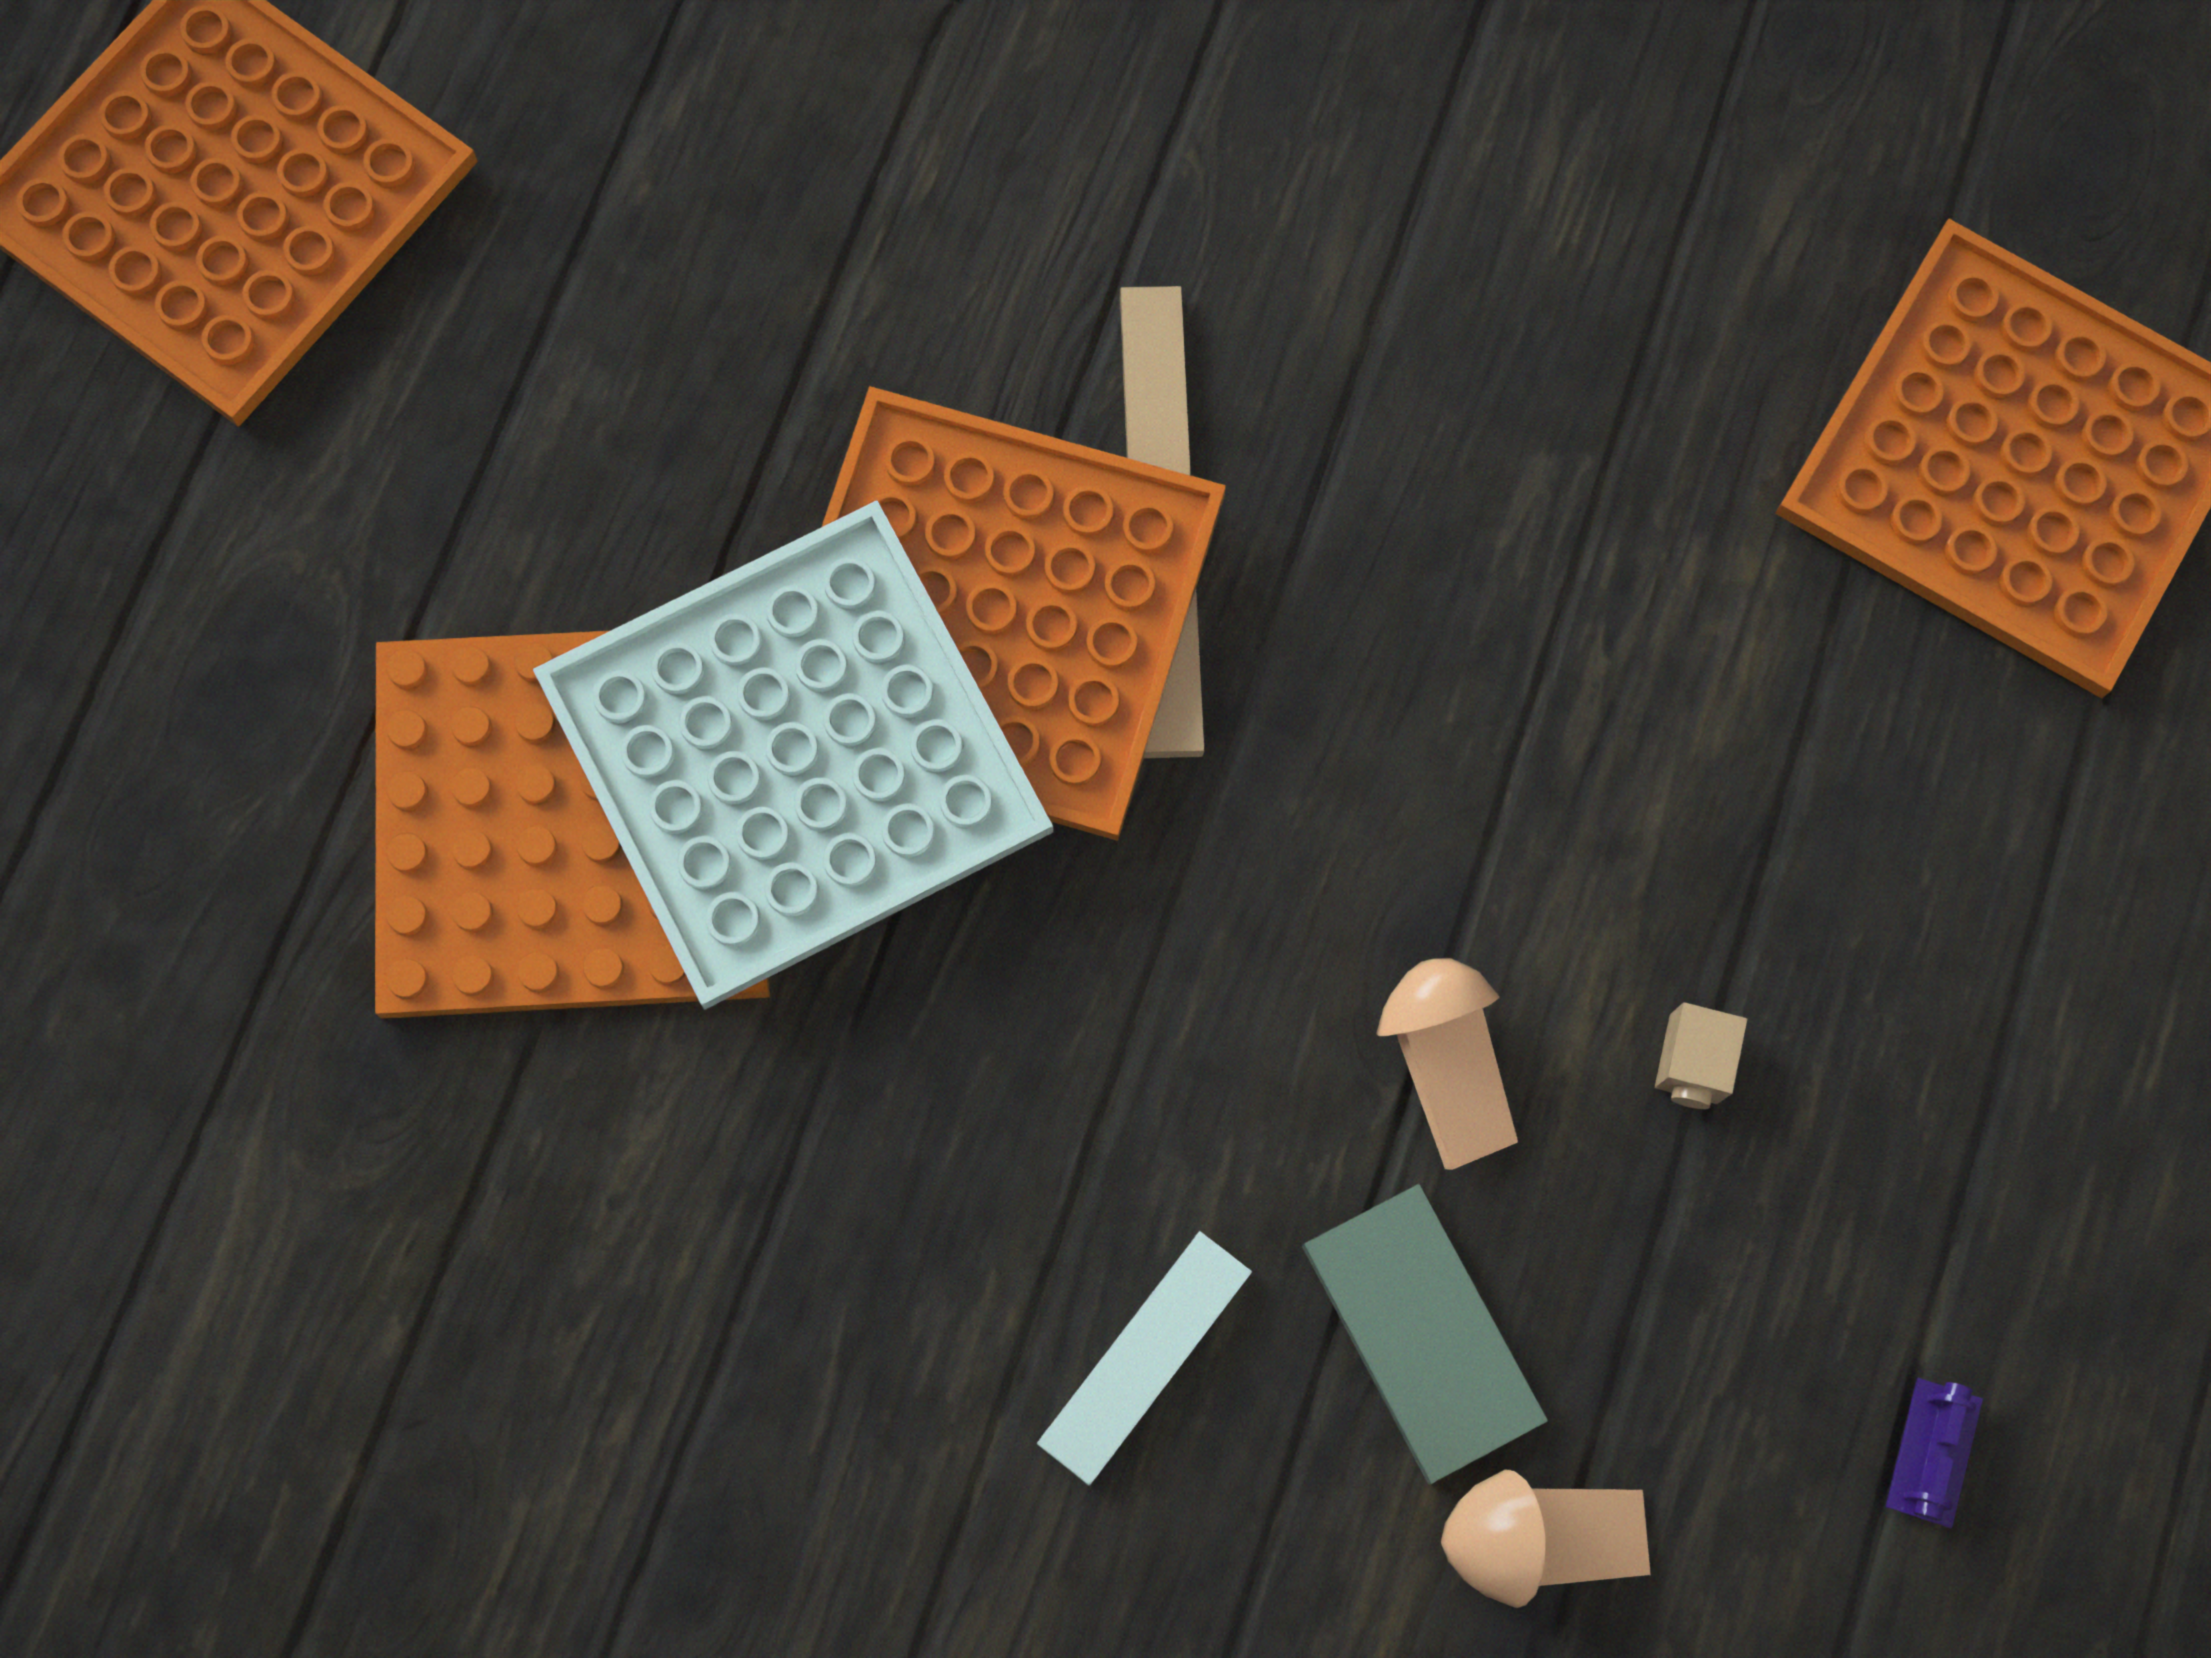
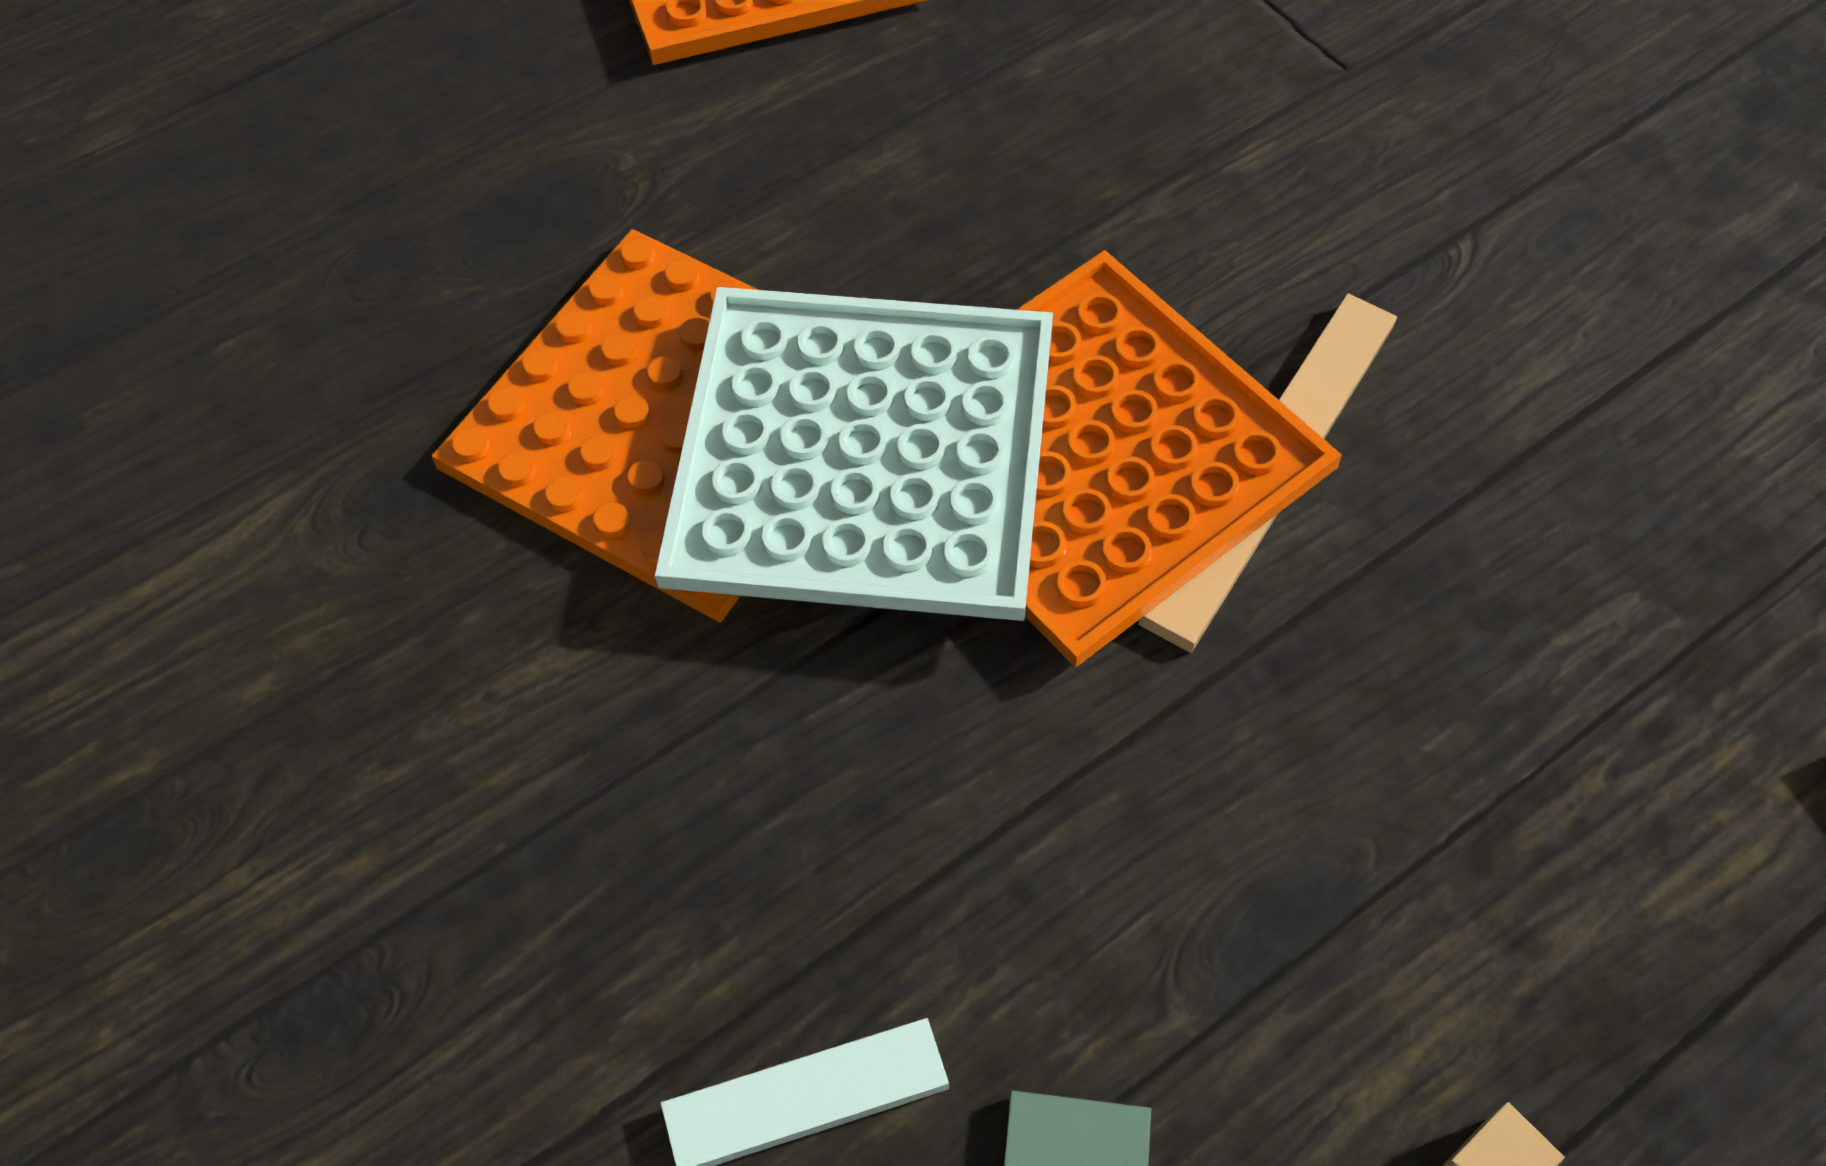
camera: 40 degrees right, 15 degrees down
(1451, 1058) = (1251, 1014): light nougat piece -> none

